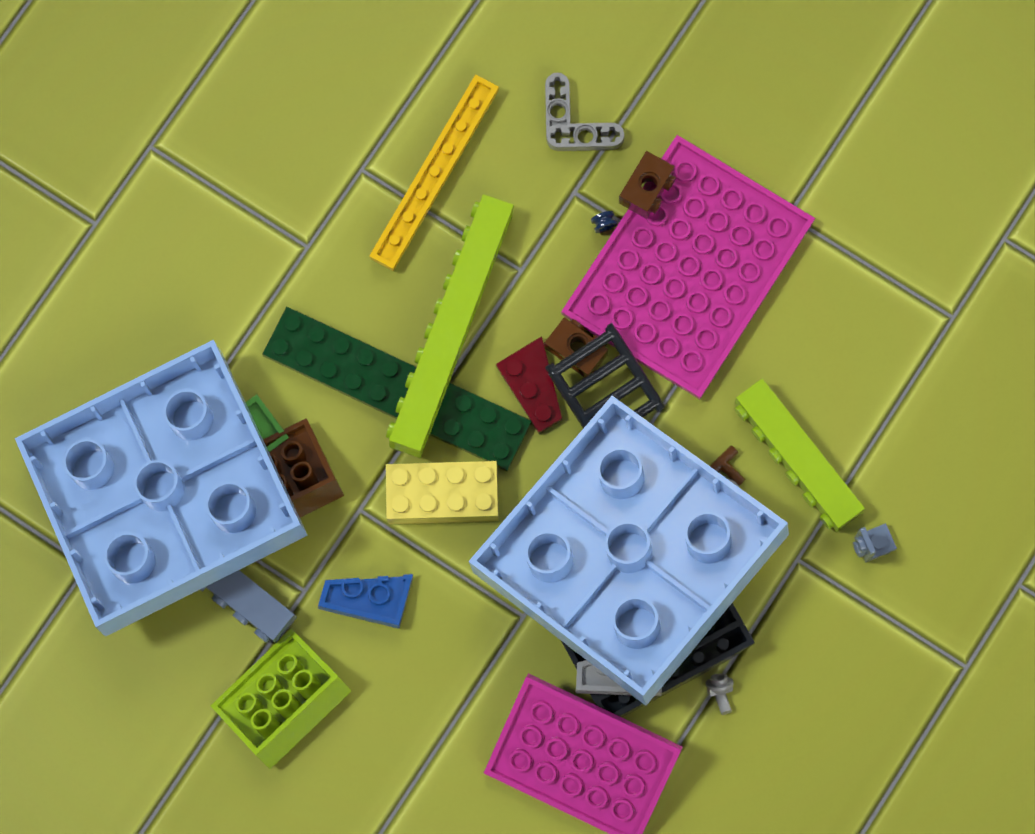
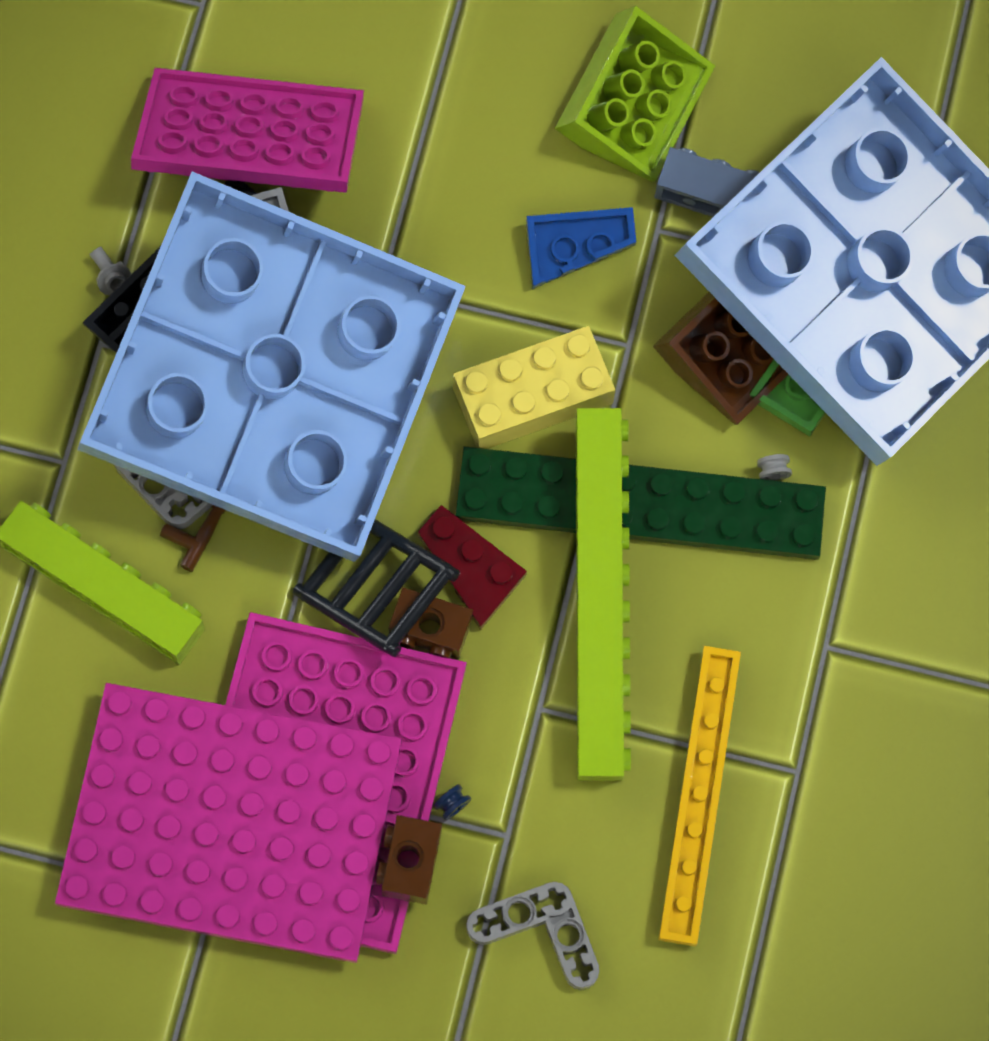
camera: 150 degrees right, 5 degrees down
(293, 378) = (774, 467): none -> light grey bush
(760, 255) = (229, 822): none -> dark pink plate

